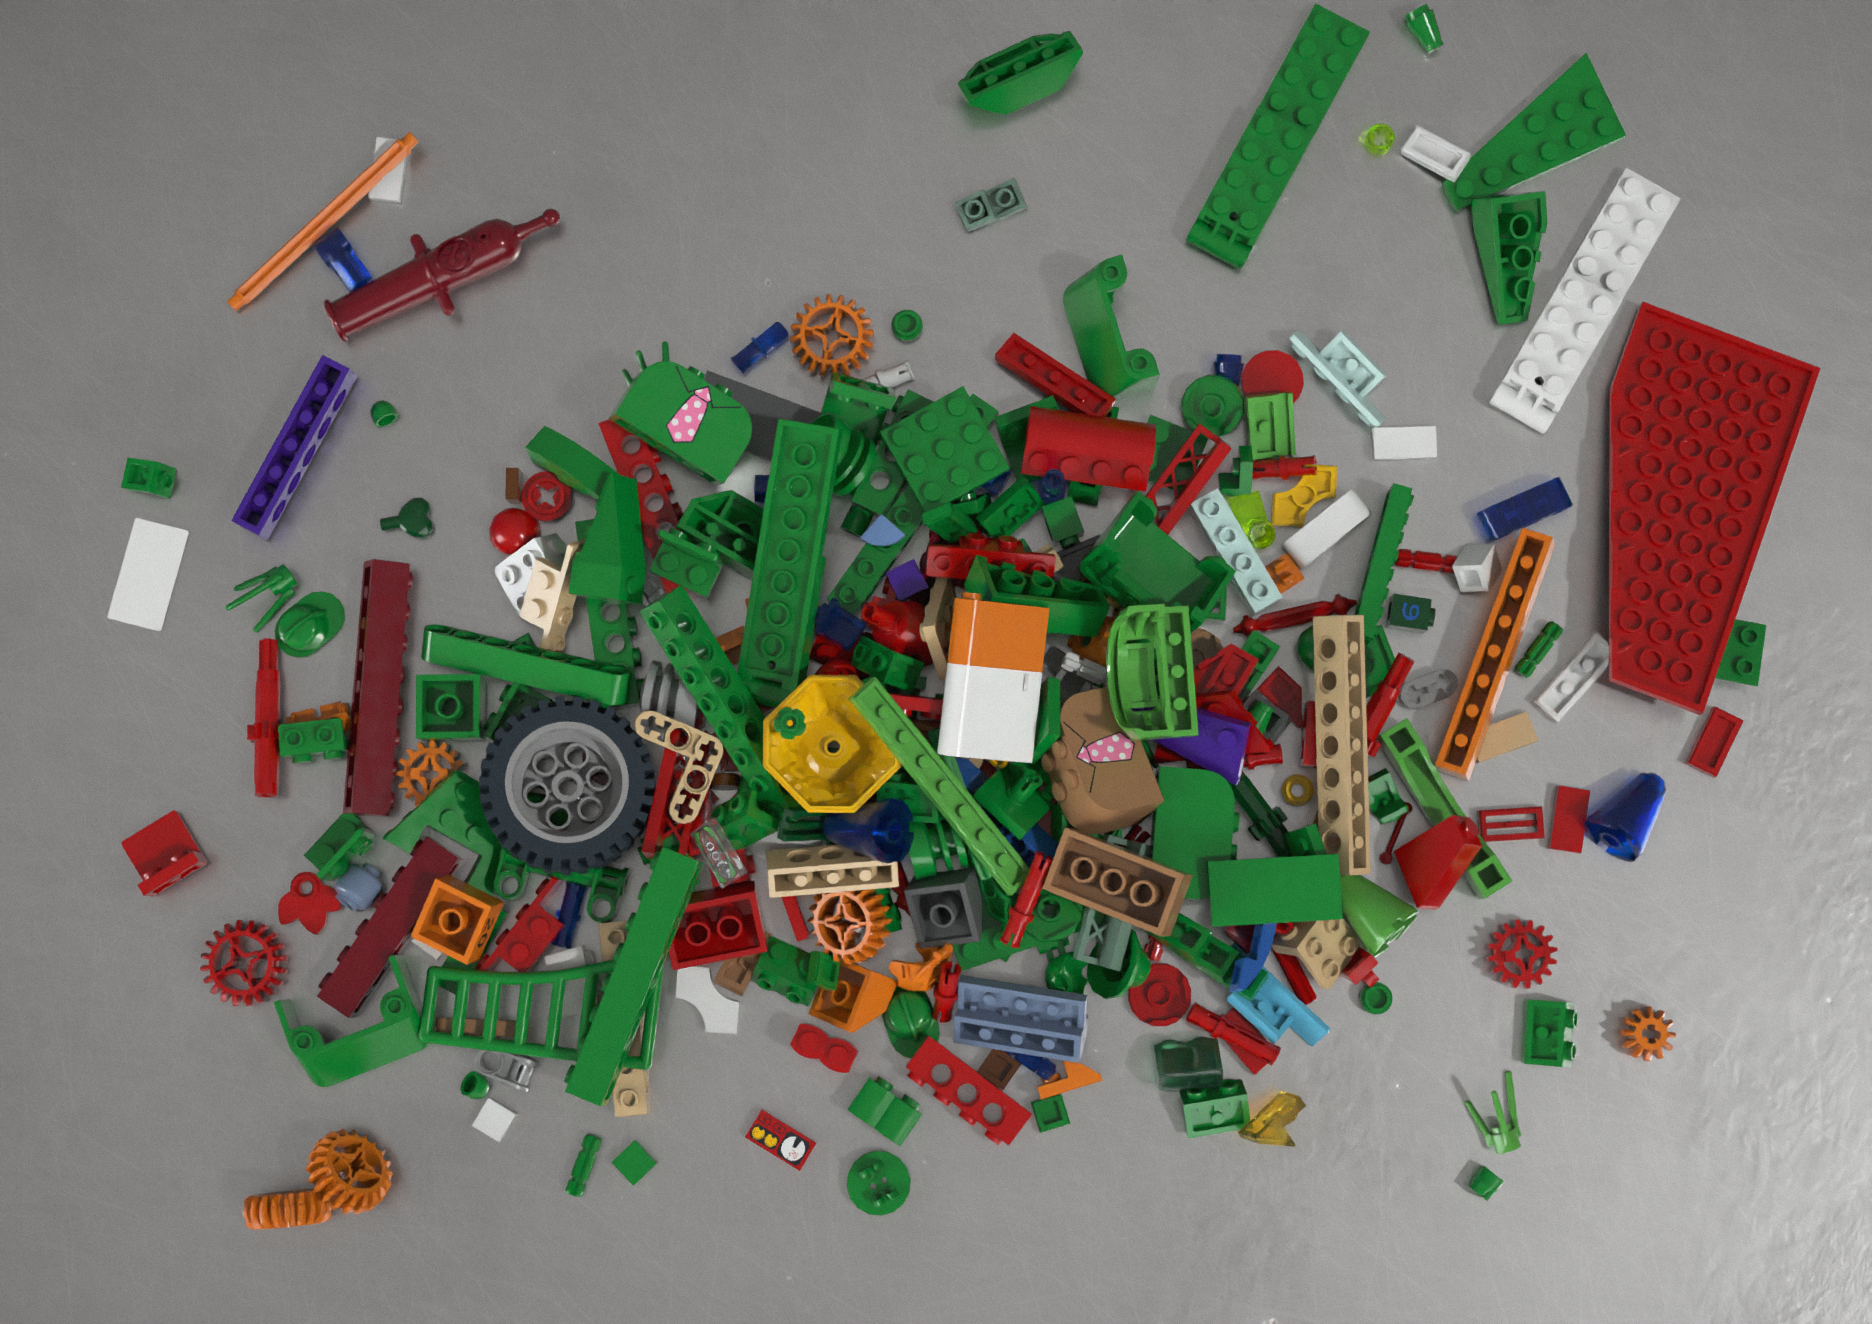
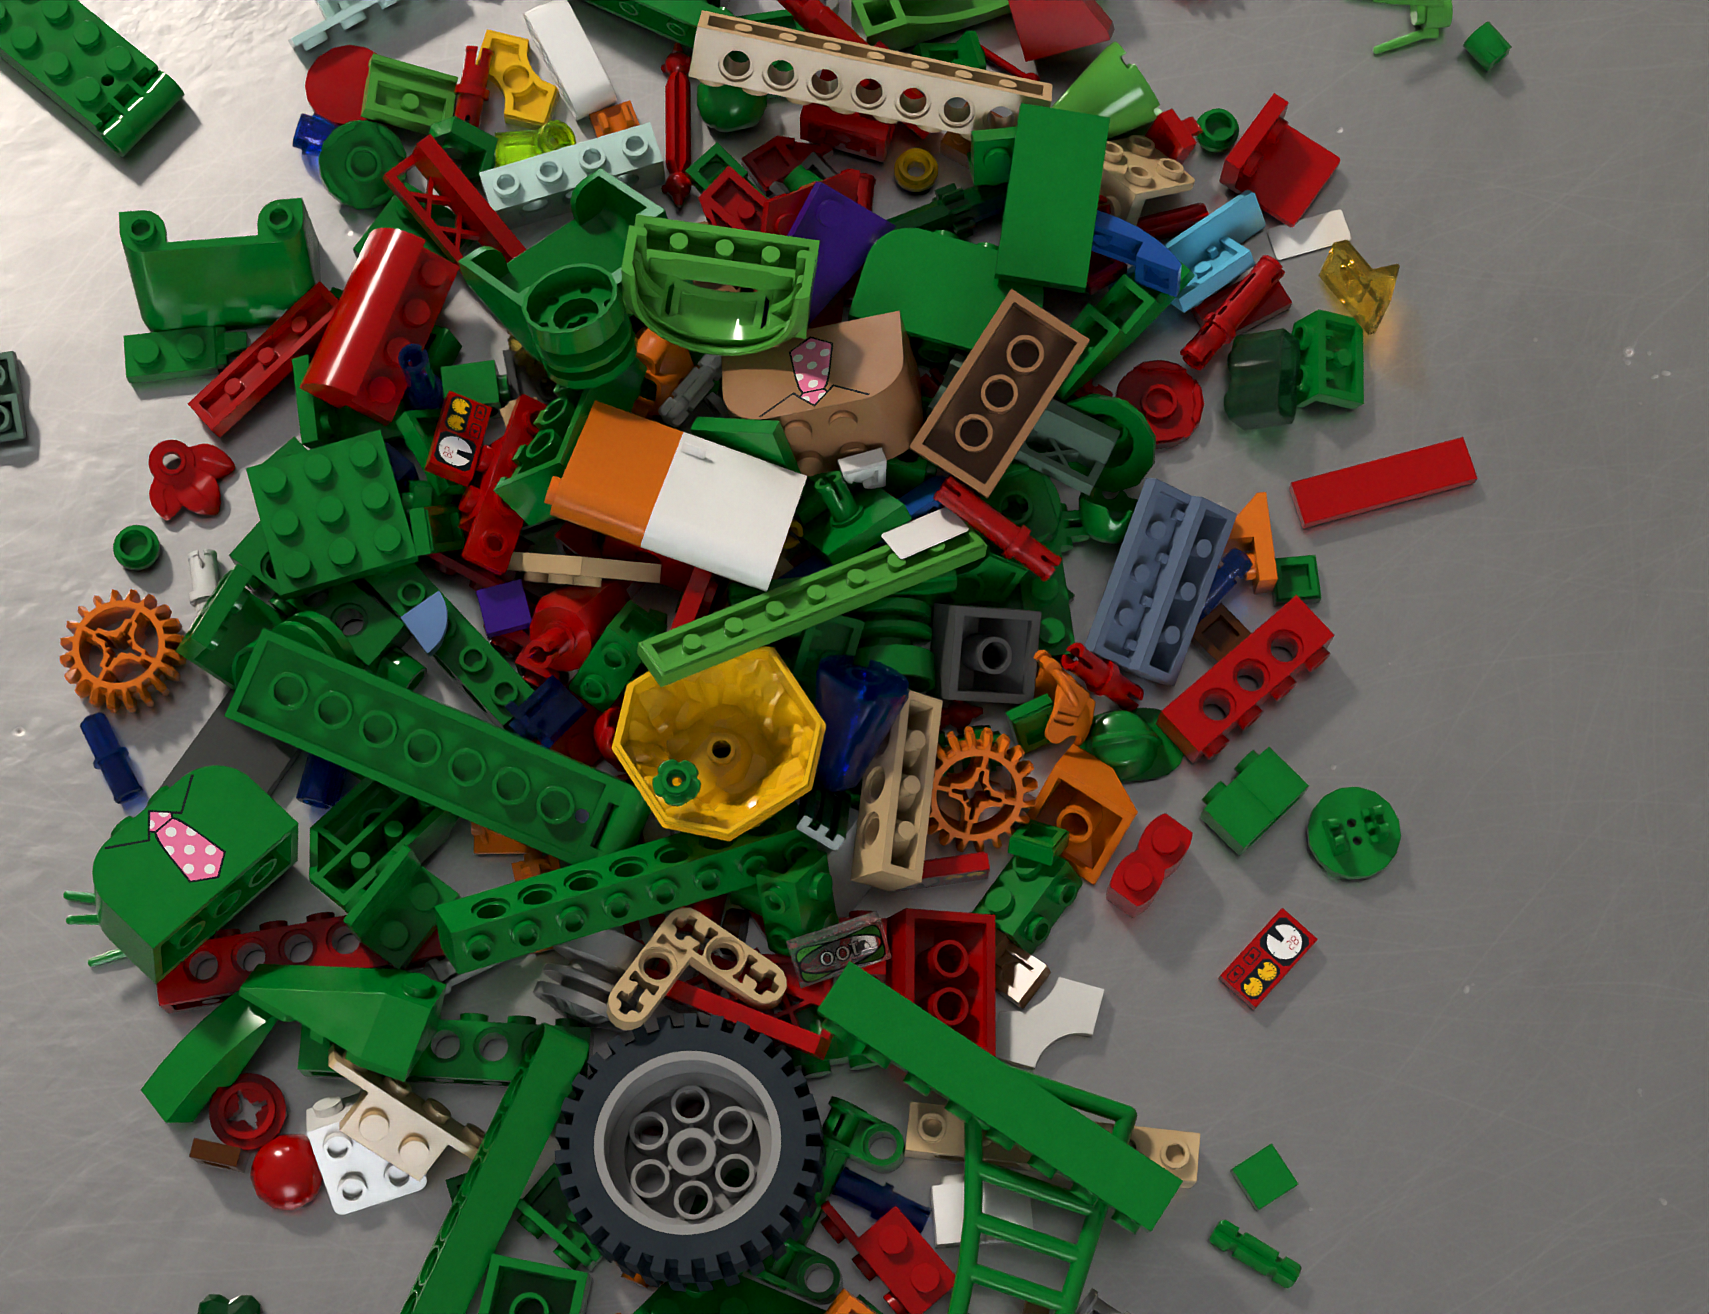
camera: 85 degrees left, 10 degrees down
(907, 949) = (1029, 722): none -> green tile
(960, 350) = (192, 482): none -> red plate
(1010, 850) = (924, 532): none -> white sticker
(1017, 521) = (458, 439): none -> tile
(1051, 318) = (181, 353): none -> green hinge
(1052, 803) = (865, 468): none -> white tile
(1097, 586) = (580, 326): none -> green wheel
(1134, 1162) = (1382, 482): none -> red tile
(1312, 1078) = (1309, 234): none -> white sticker
(1356, 1048) = (1278, 164): none -> red bracket

